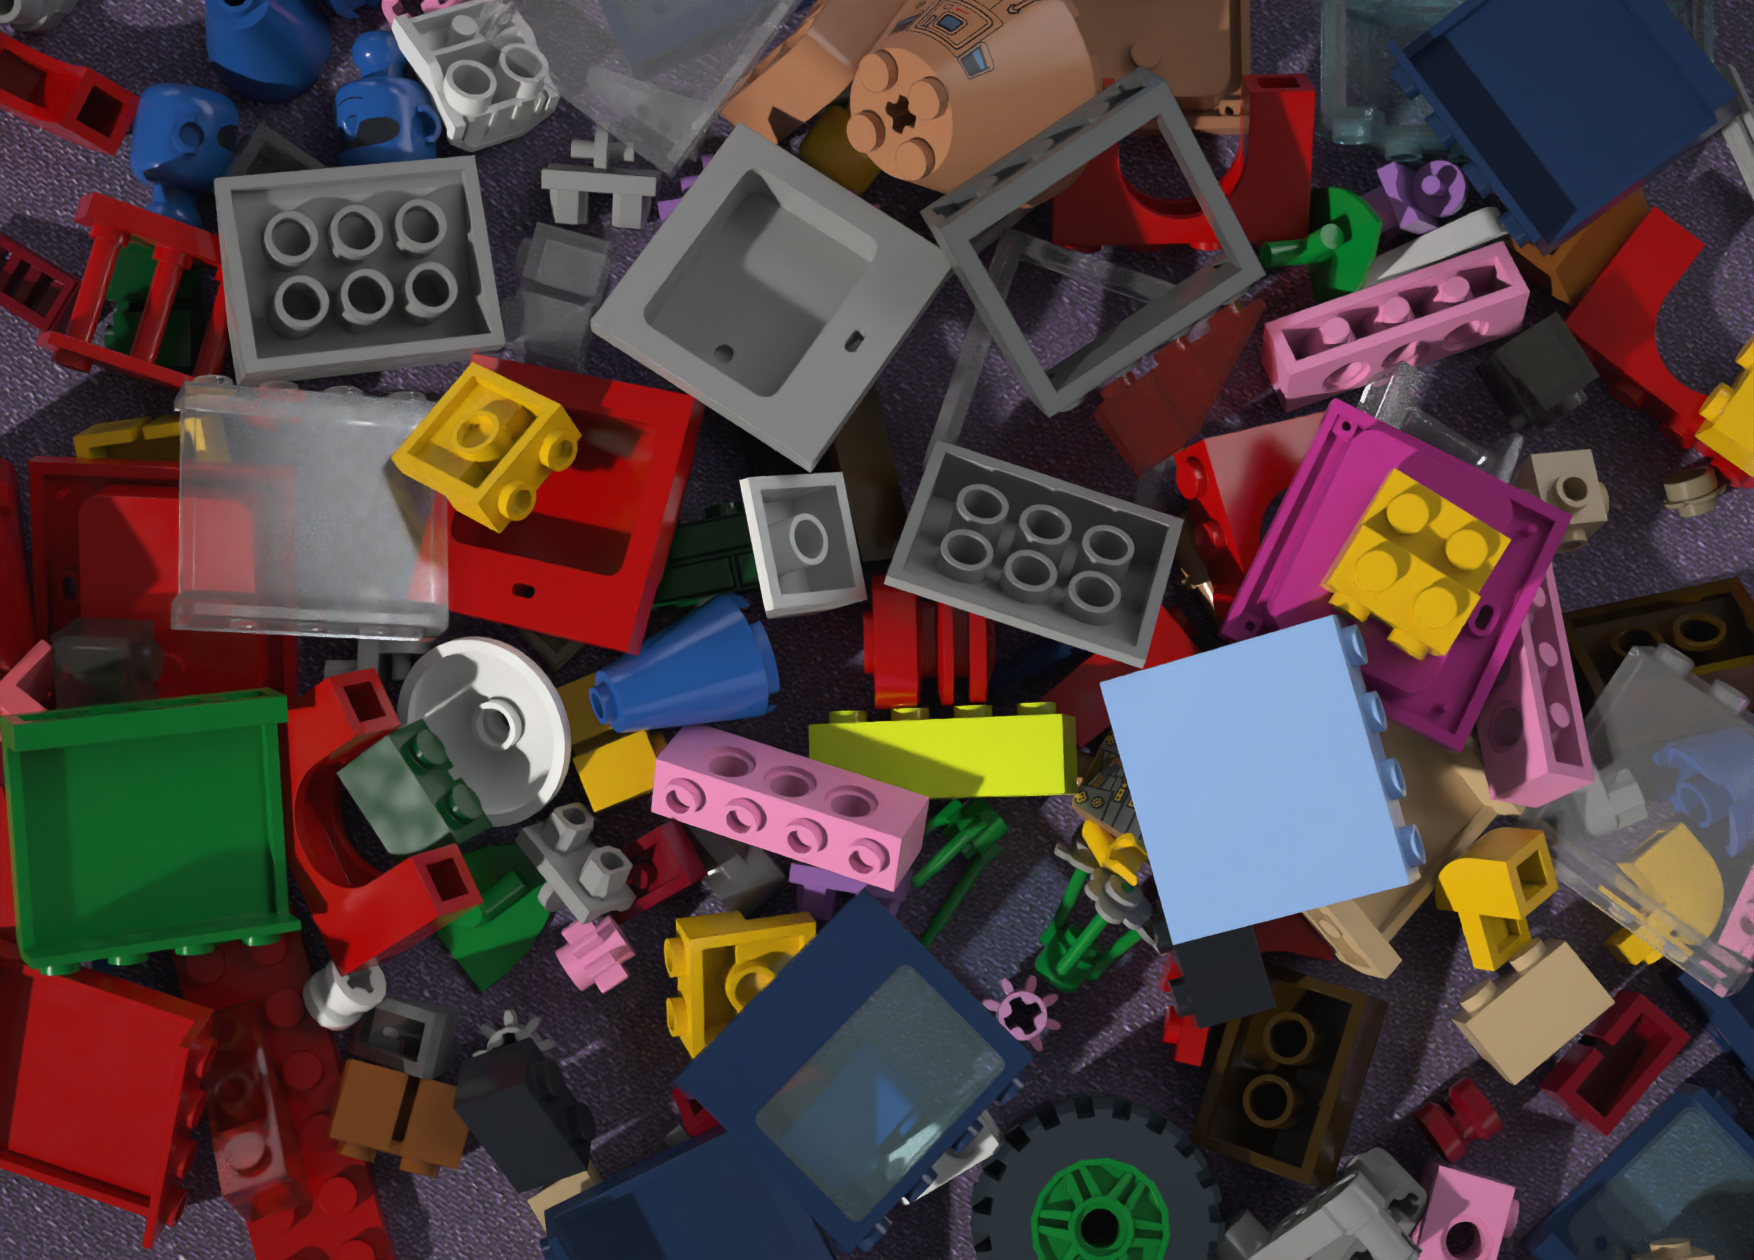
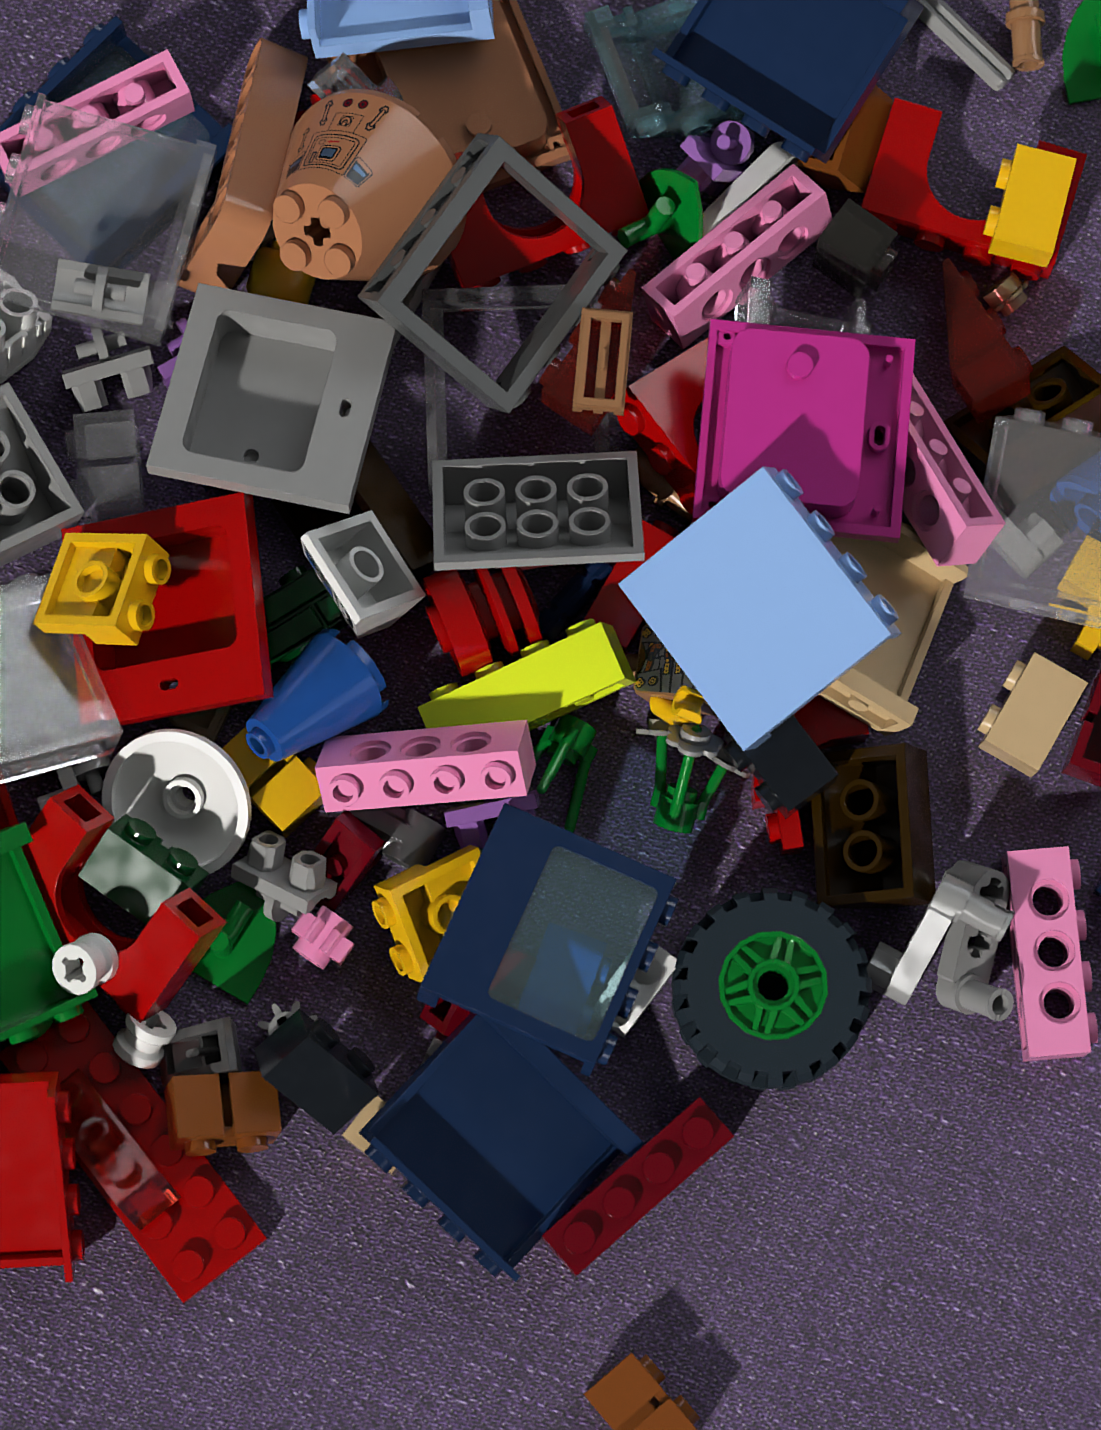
camera: 20 degrees left, 5 degrees down
(299, 886) = (98, 967): none -> white wheel
(618, 89) = (100, 292): none -> light grey hips
(1038, 1018) = (658, 846): bright pink gear -> none
(1160, 449) = (599, 403): none -> medium nougat tile
(1414, 566) = (810, 413): yellow plate -> none
(1458, 1120) = (1010, 817): dark red wheel -> none
(1495, 889) = (967, 636): yellow brick -> none
(1570, 484) = (912, 319): tan brick -> none
(1636, 561) = (981, 360): none -> clear red slope

